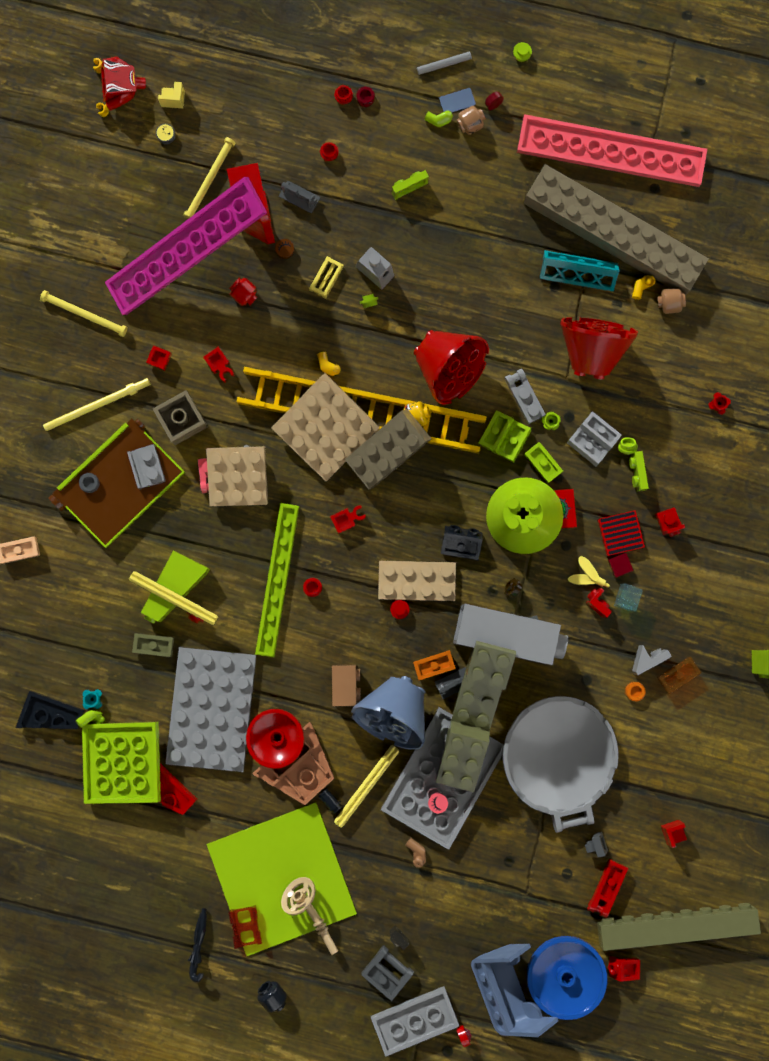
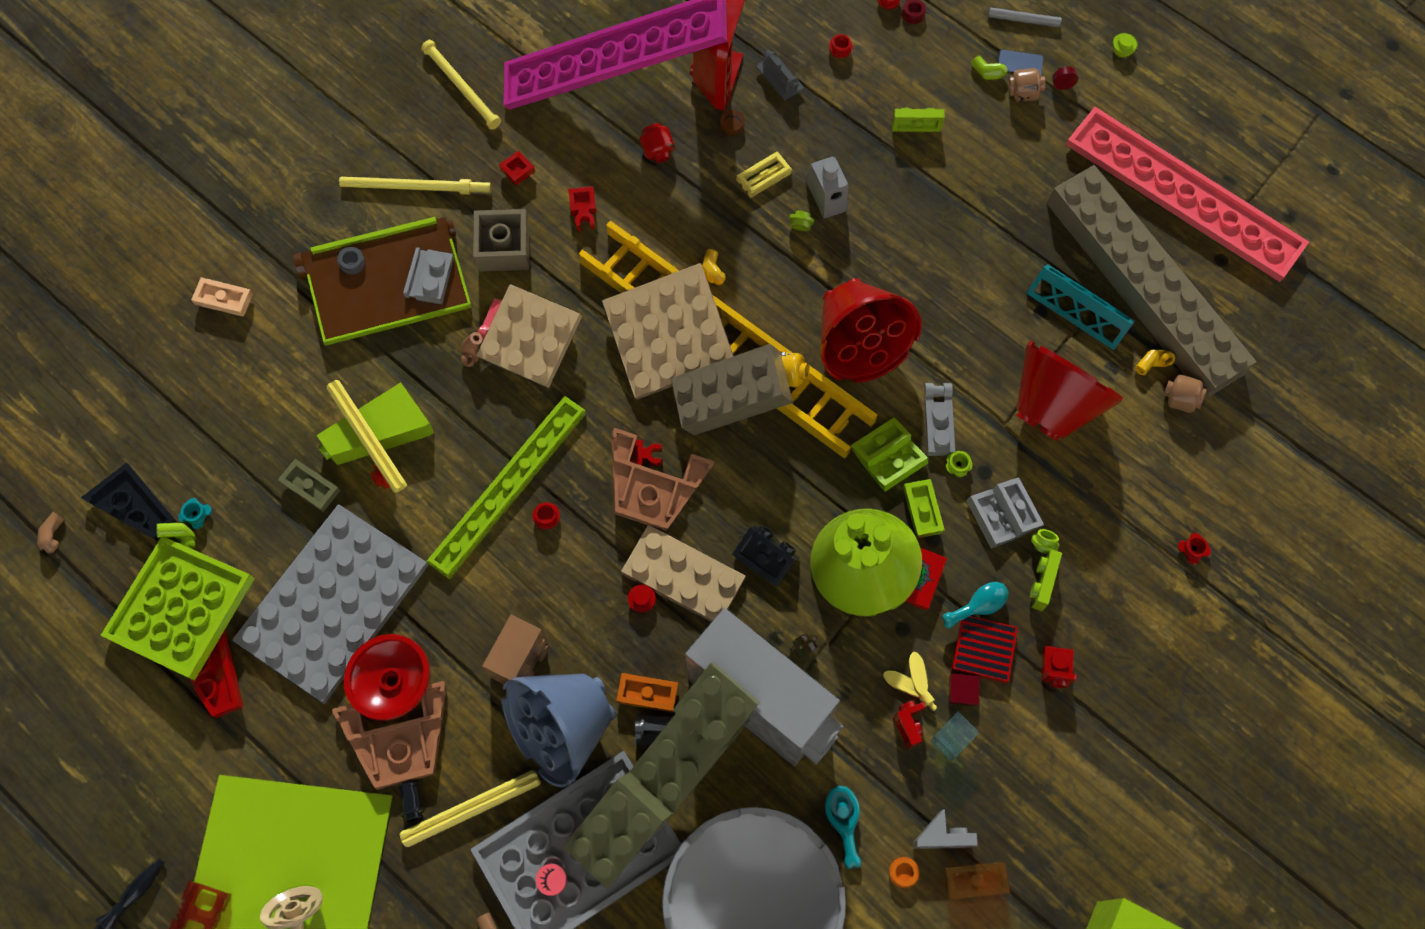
camera: 30 degrees right, 15 degrees down
(7, 760) = (46, 532): none -> medium nougat arm
(203, 503) = (470, 349): none -> nougat arm
(370, 541) = (647, 493): none -> nougat wing
(585, 677) = (843, 814): none -> teal piece
(608, 504) = (985, 601): none -> teal piece

